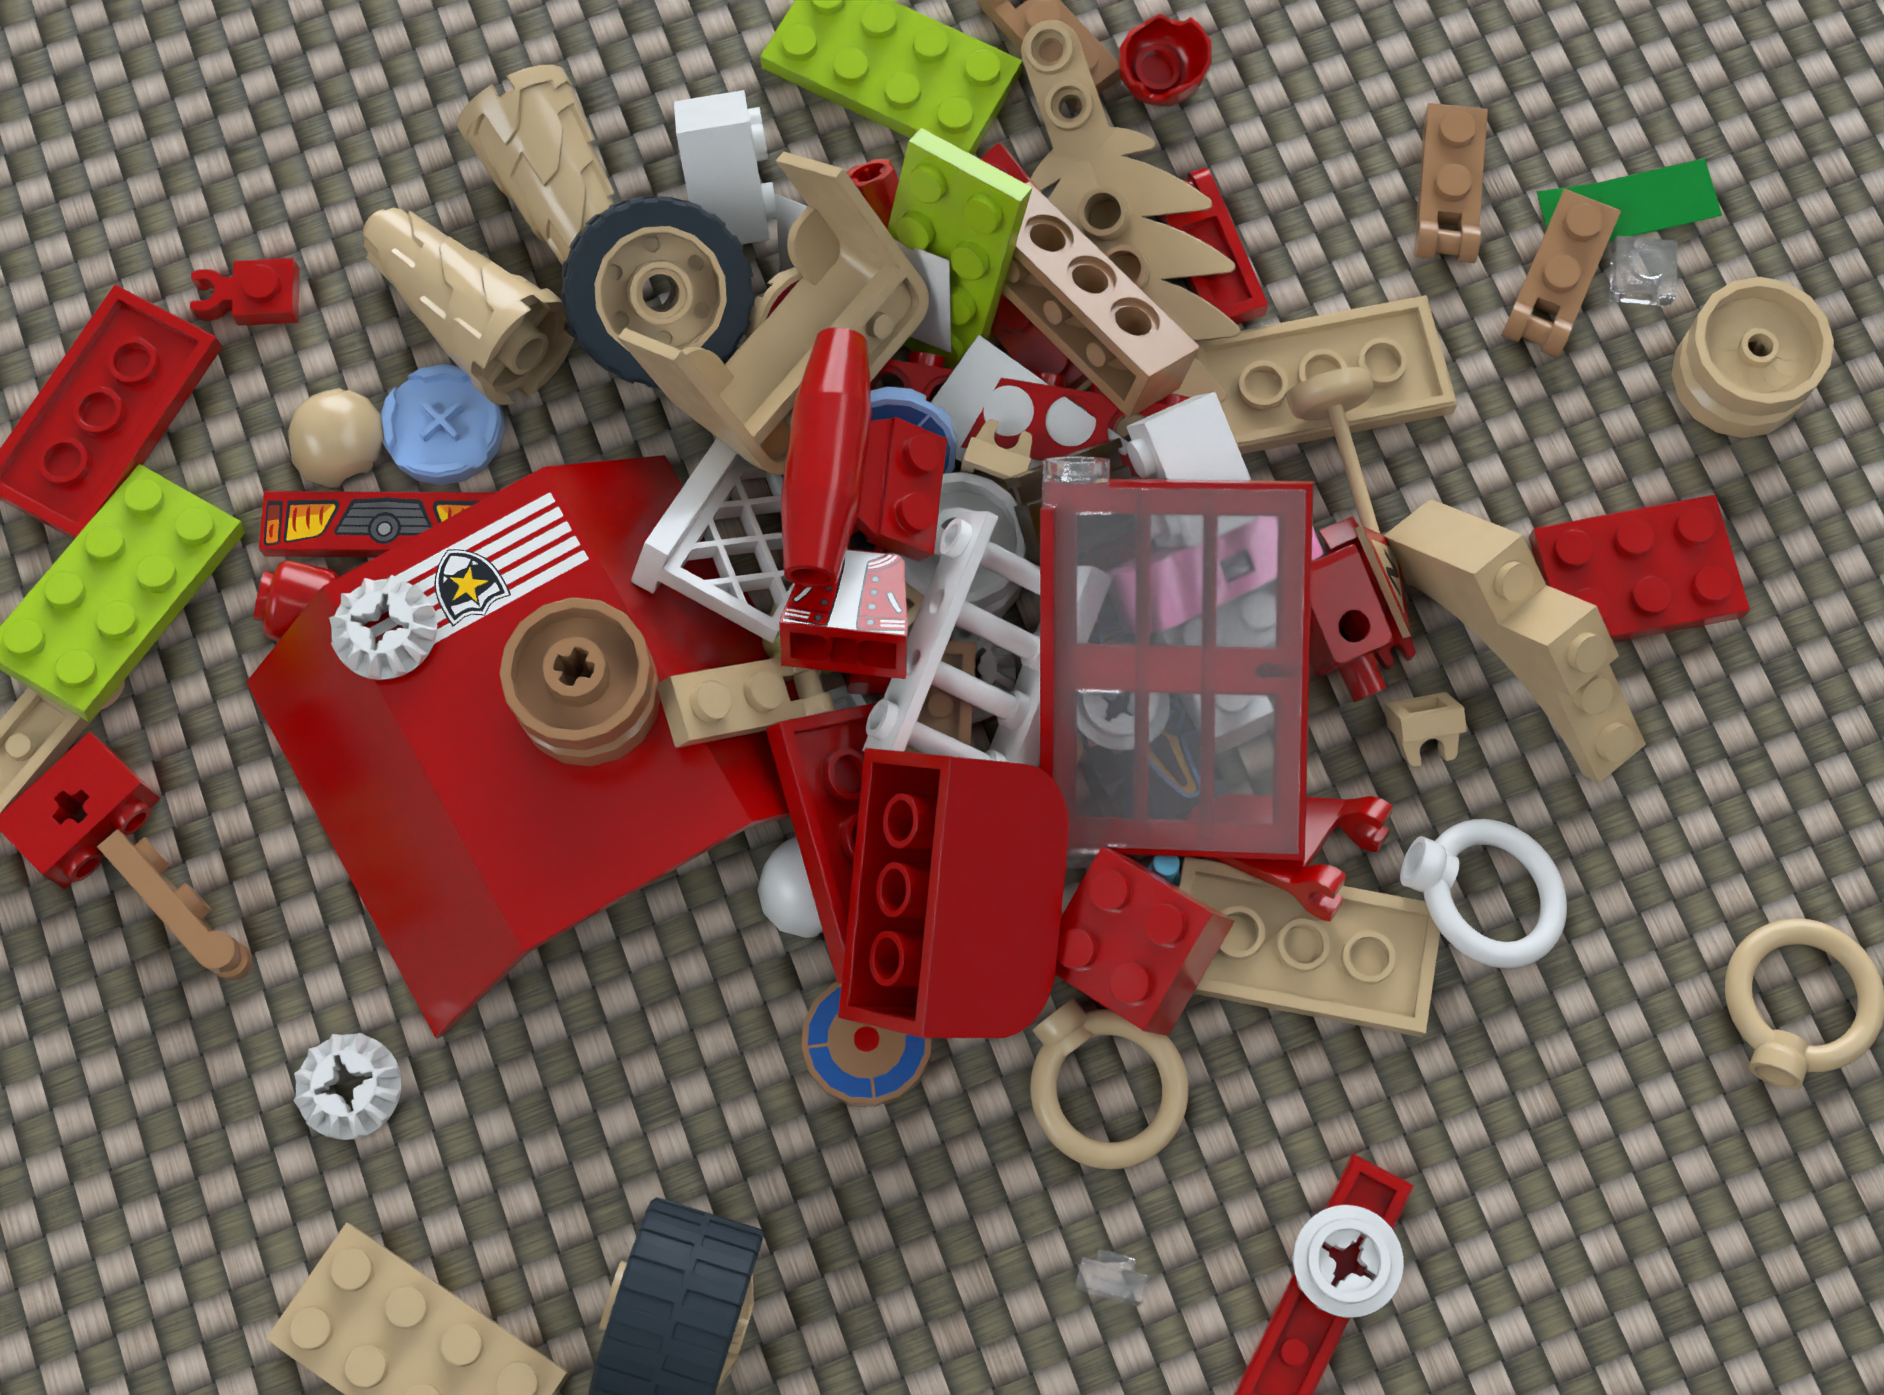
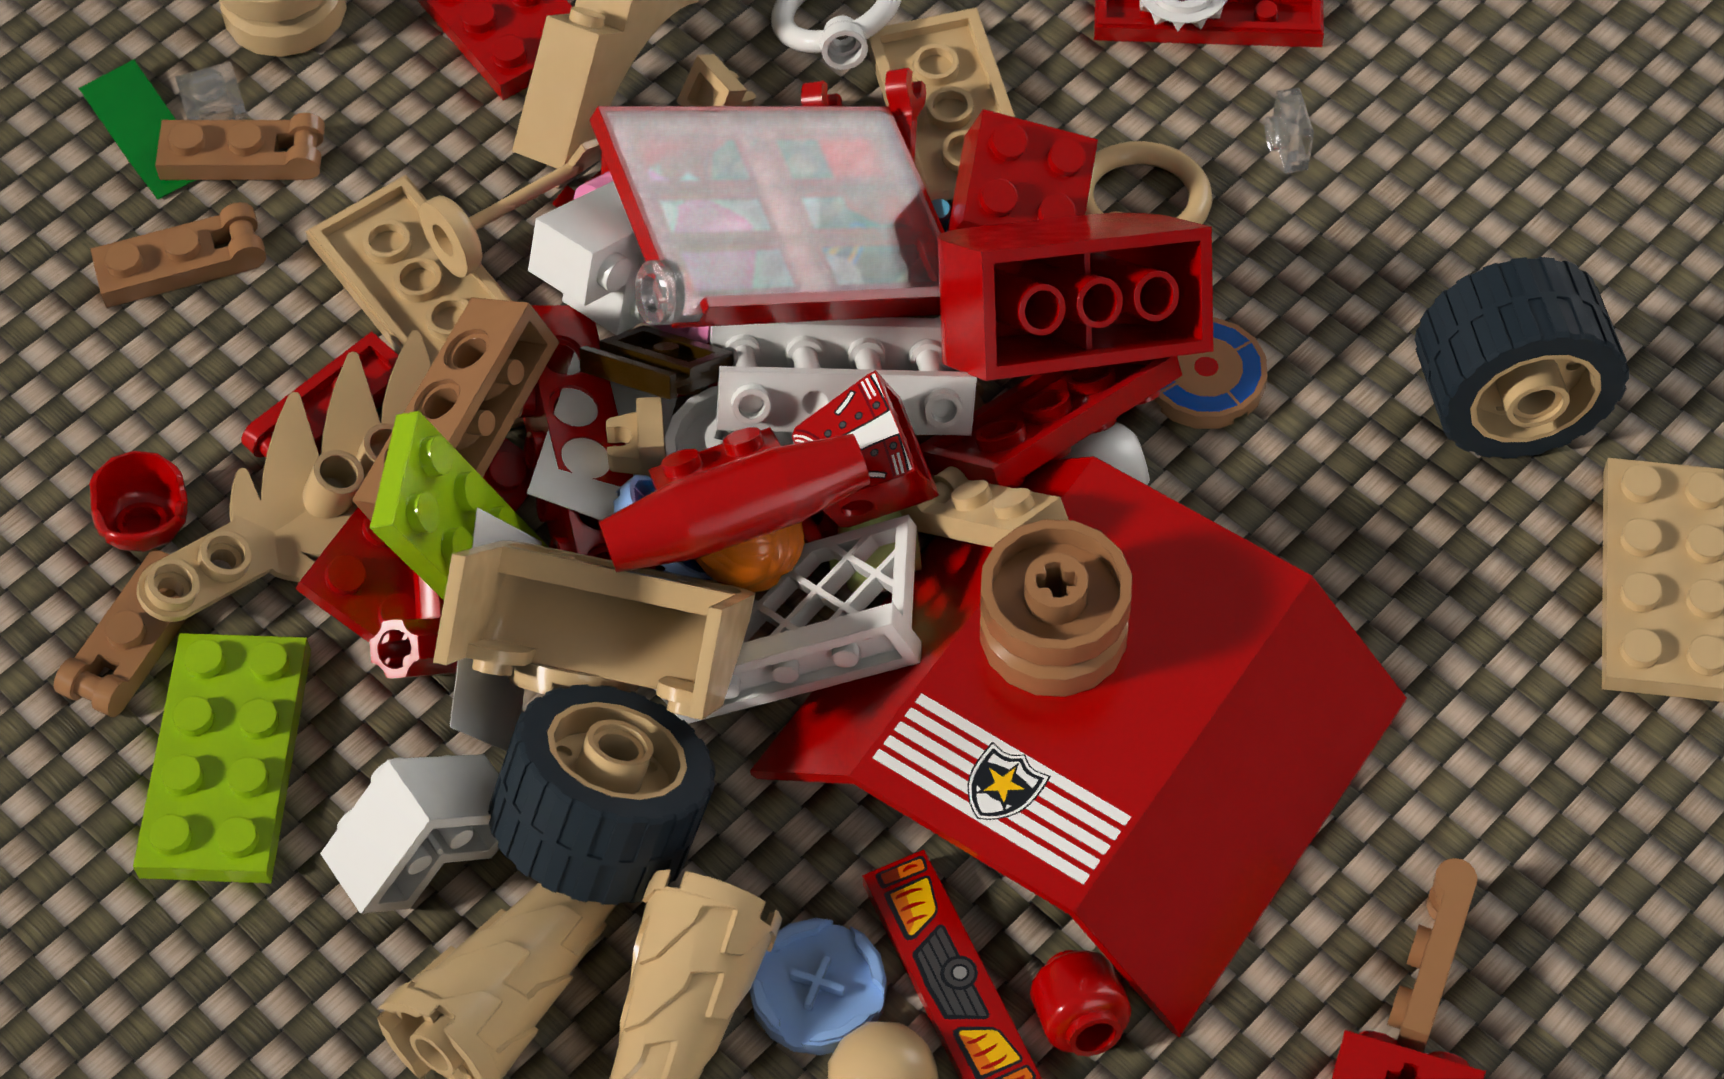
camera: 115 degrees left, 15 degrees down
(372, 1101) = (1494, 767): white gear -> none
(399, 649) = (1072, 846): white gear -> none

